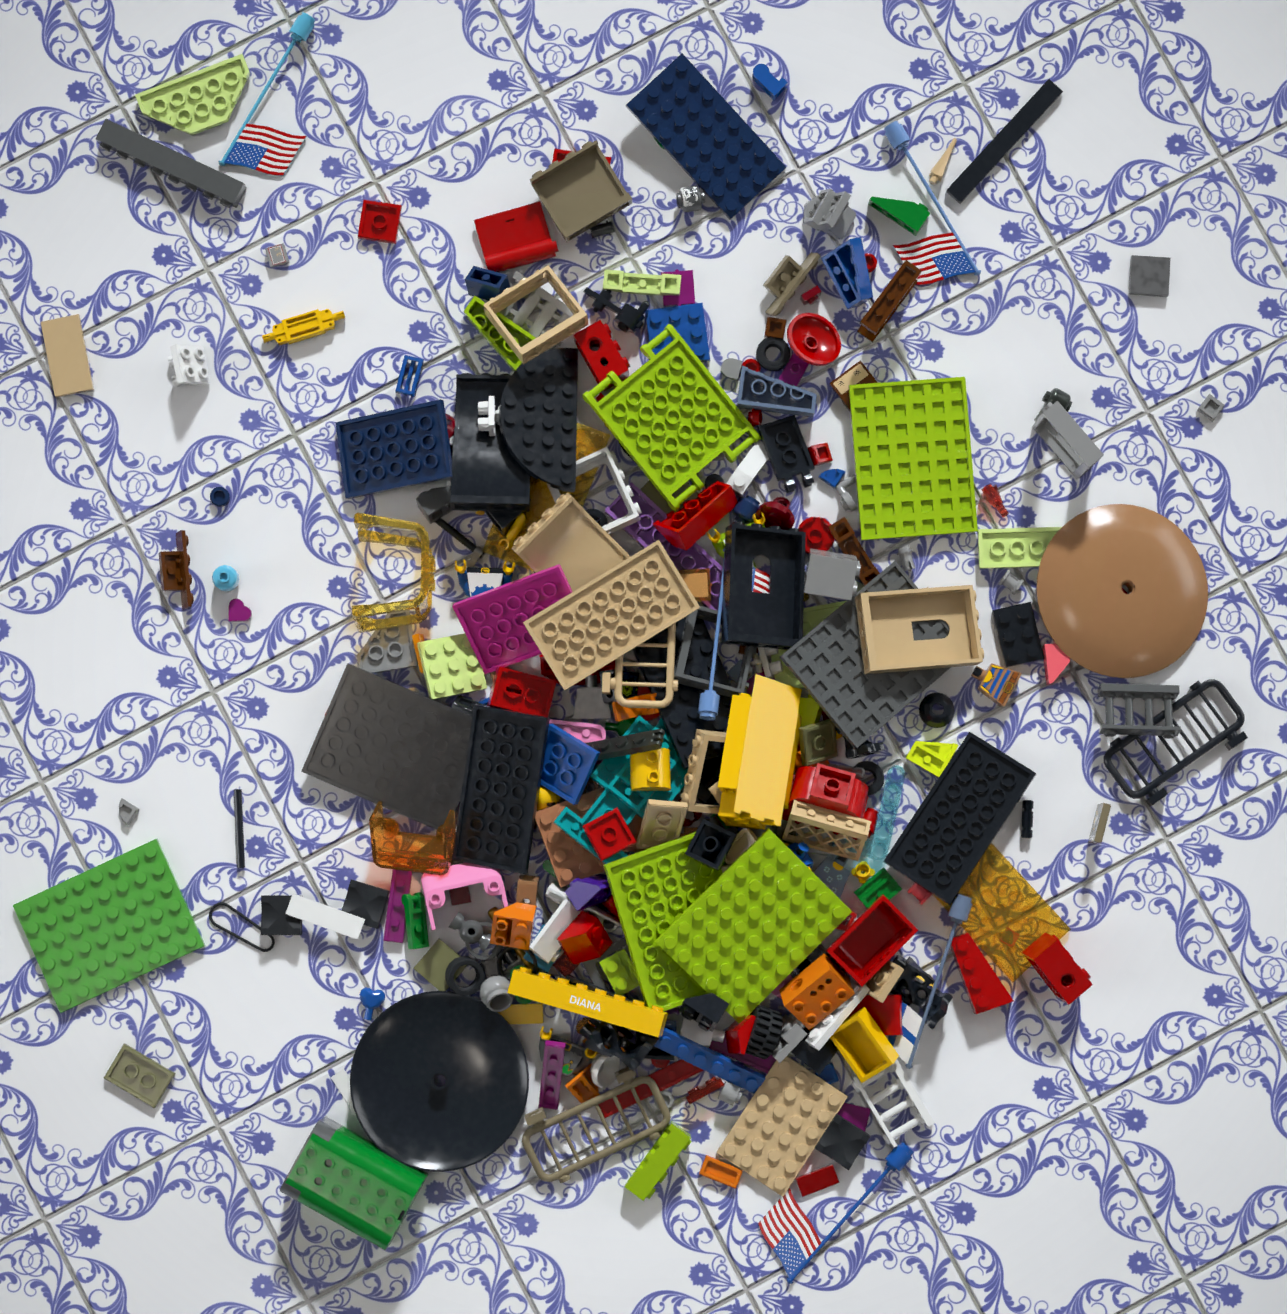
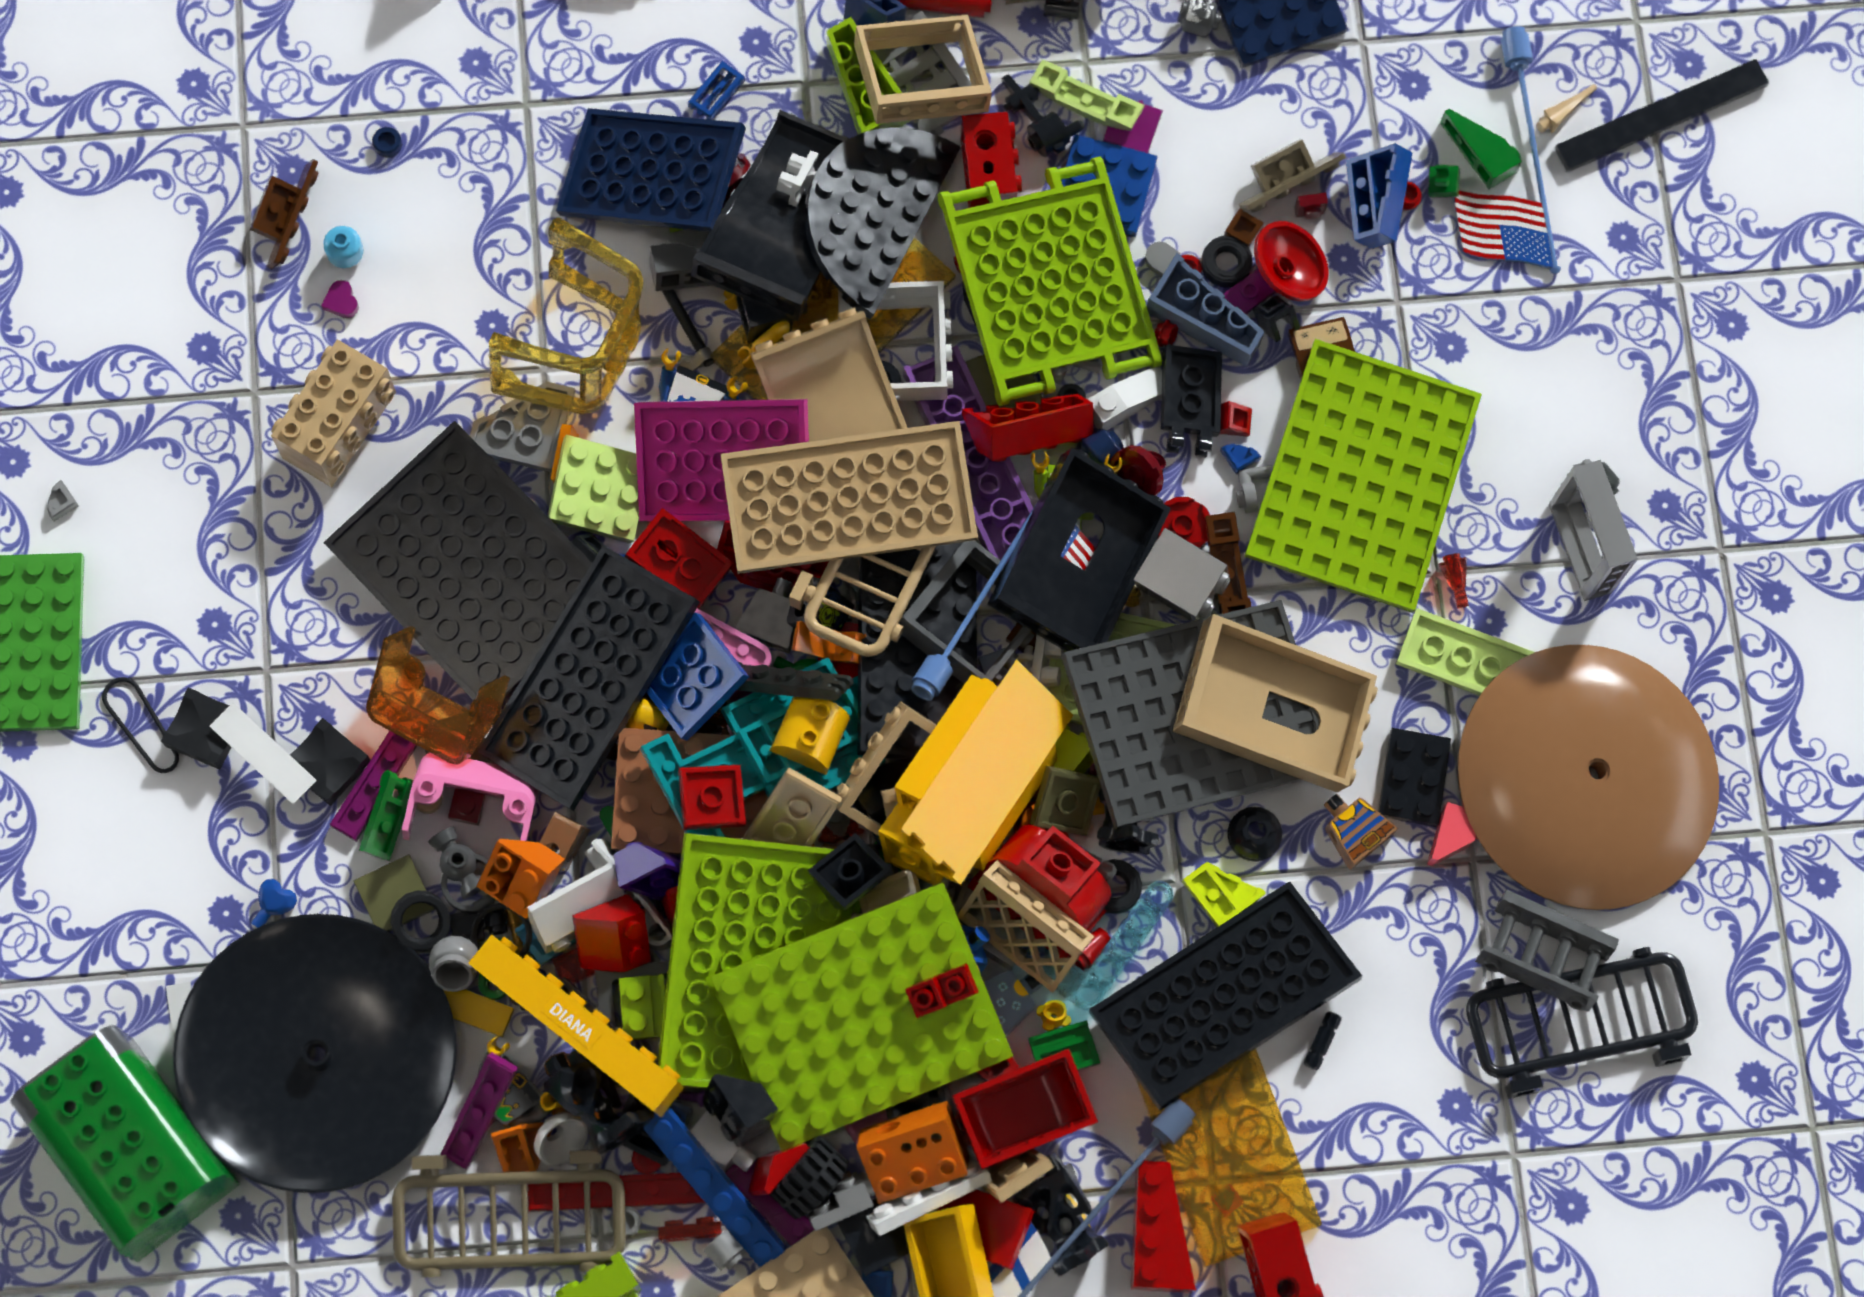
camera: 15 degrees right, 10 degrees down
(239, 828) = (202, 588): black bar -> none
(270, 688) = (333, 412): none -> tan brick
(698, 583) = (991, 516): clear orange piece -> none
(794, 893) = (941, 990): none -> red slope
(815, 376) = (1273, 310): none -> black window
(830, 213) = (1383, 110): light grey piece -> none
(886, 243) = (1444, 181): none -> green tile
(889, 301) = (1416, 250): reddish brown fence -> none
(906, 558) = (1298, 606): light grey pin -> none
(919, 892) = (1123, 1079): coral bush -> none
(1011, 582) = (1433, 699): light grey bush -> none
(1099, 823) = (1425, 1086): dark tan tile -> none
(1149, 276) = (1795, 370): flat silver tile -> none
(1210, 407) = (1813, 580): light grey tile -> none

